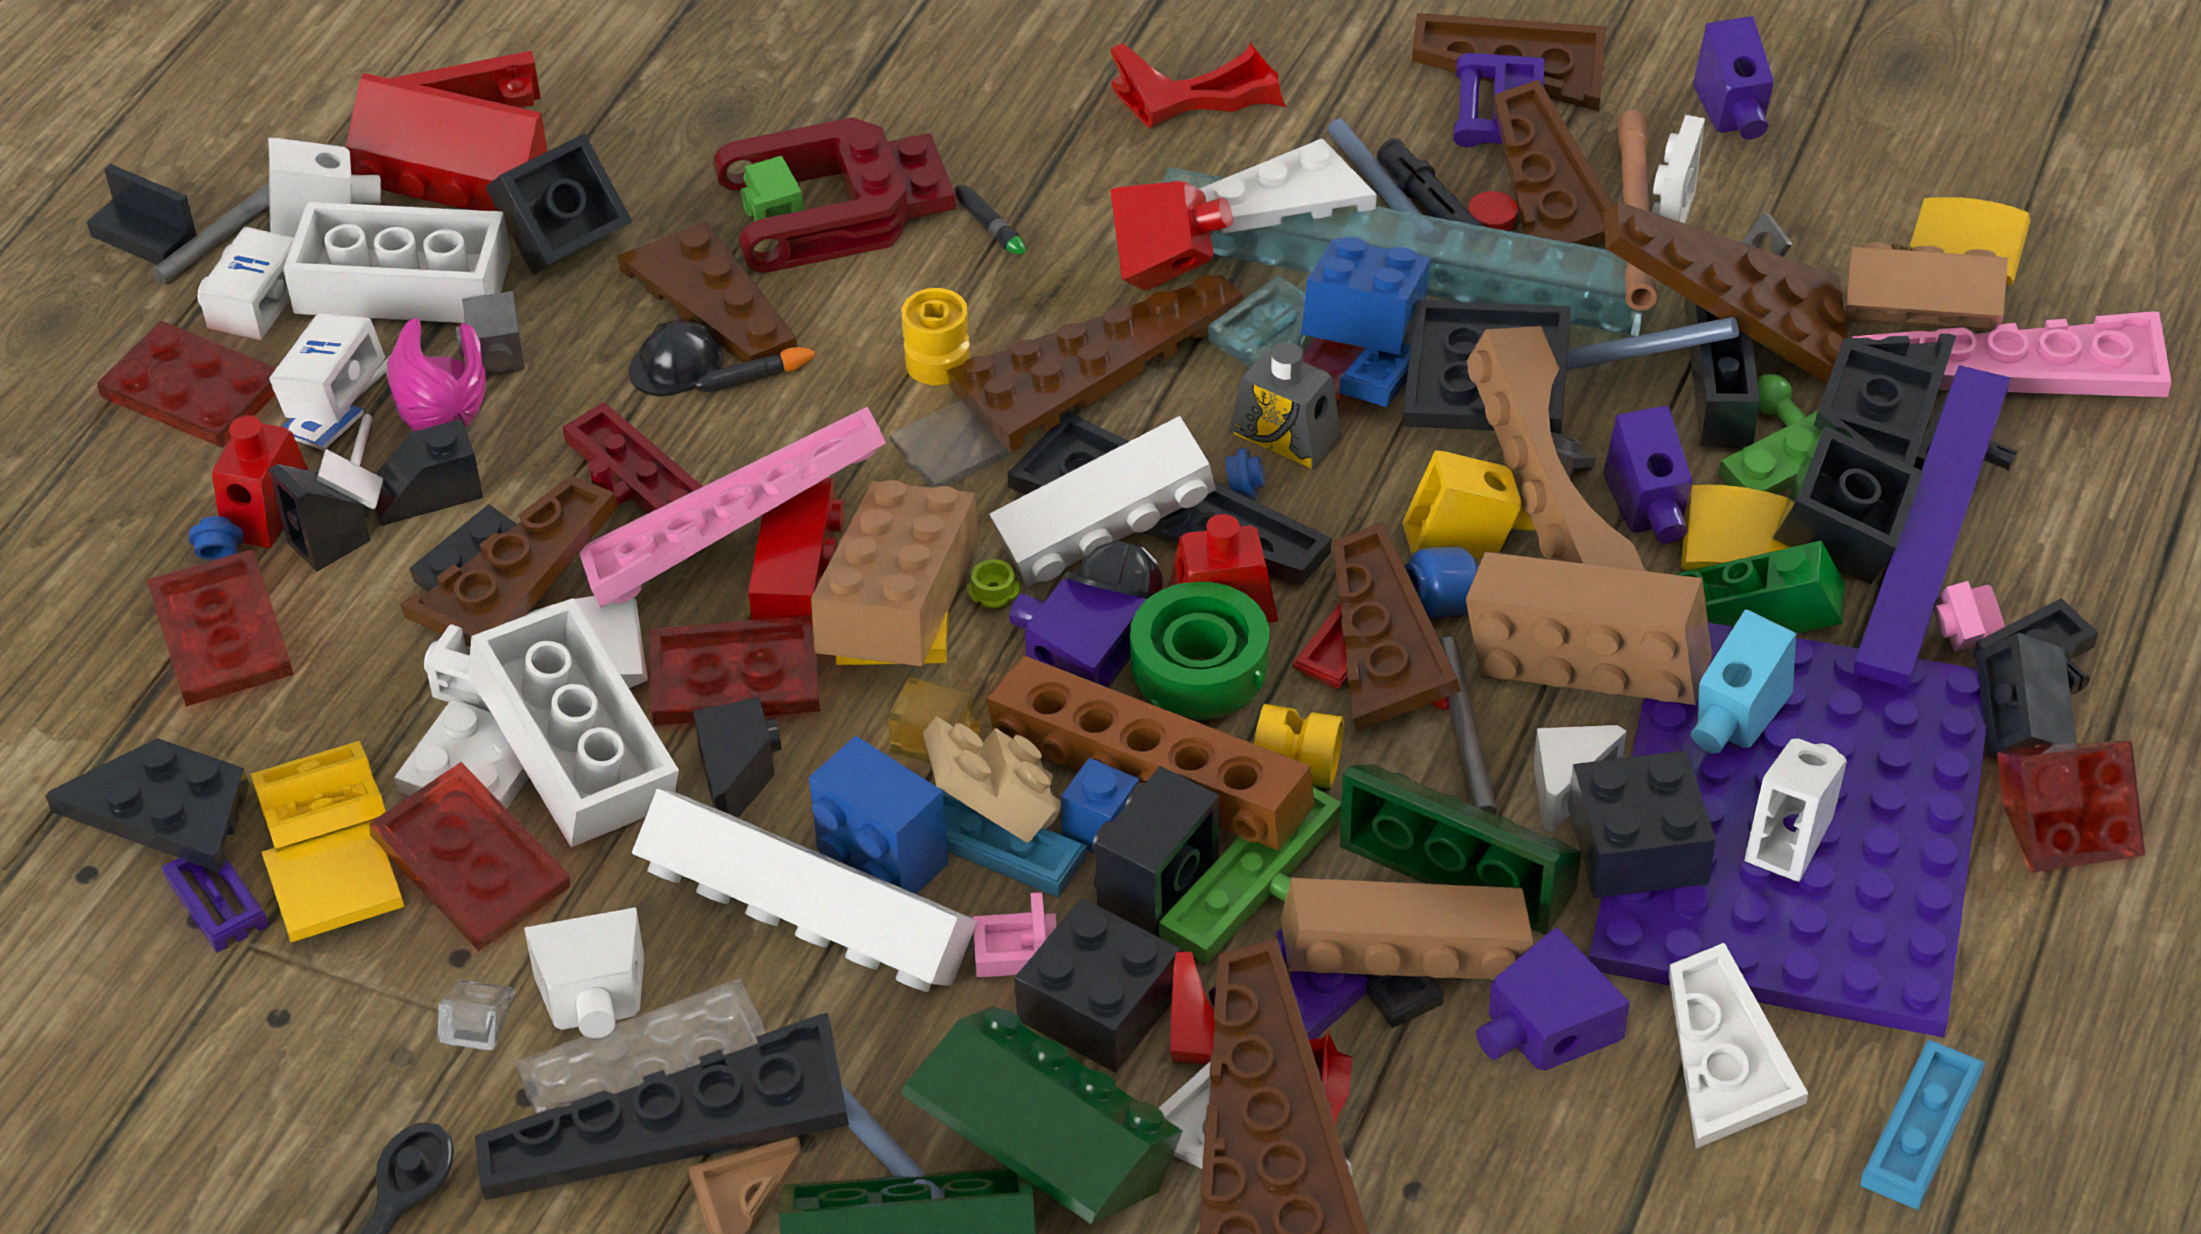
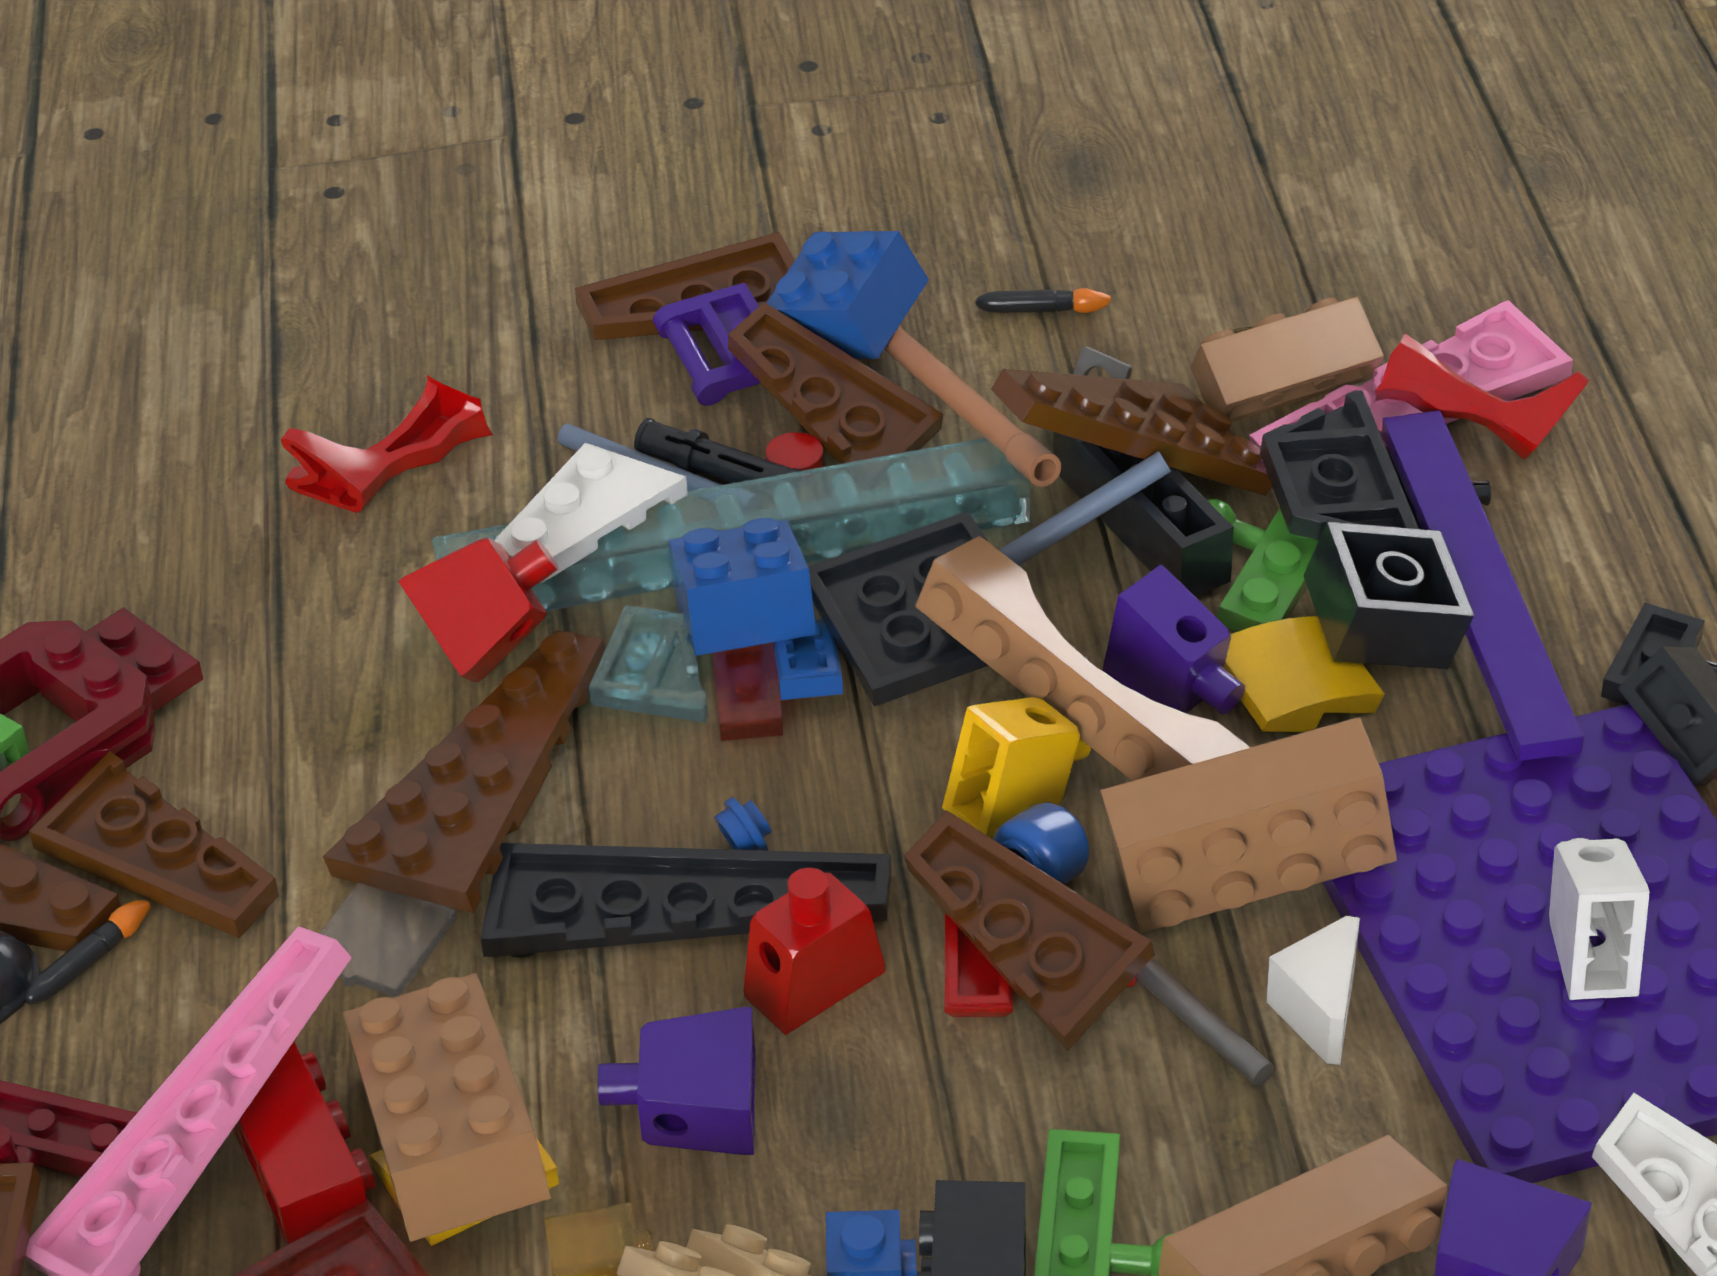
camera: 30 degrees left, 5 degrees down
(840, 316) = (145, 845): none -> reddish brown wing
(934, 334) = (290, 821): yellow wheel -> none
(993, 584) = (548, 1070): lime plate -> none
(1007, 237) = (284, 685): black piece -> none
(1076, 720) = (793, 1173): dark orange brick -> none
(1103, 501) = (624, 923): white brick -> none
(1120, 569) = (695, 987): black piece -> none
(1199, 623) = (842, 1002): green piece -> none
(1287, 407) = (743, 735): dark grey torso -> none
(1309, 740) = (1027, 1093): yellow wheel -> none
(1452, 842) = (1270, 1121): dark green slope -> none
(1613, 96) = (851, 288): none -> blue brick
(1641, 824) = (1458, 1007): black brick -> none
(1678, 180) = (978, 343): white plate -> none
(1734, 77) = (950, 231): dark purple torso -> none
(1745, 683) = (1450, 833): medium azure torso -> none
(1787, 586) = (1393, 697): green slope -> none
(1813, 175) = (1080, 300): none -> black piece
(1967, 614) = (1579, 658): bright pink bracket -> none
(1972, 224) = (1268, 289): yellow slope -> none
(2085, 417) = (1430, 385): none -> red animal

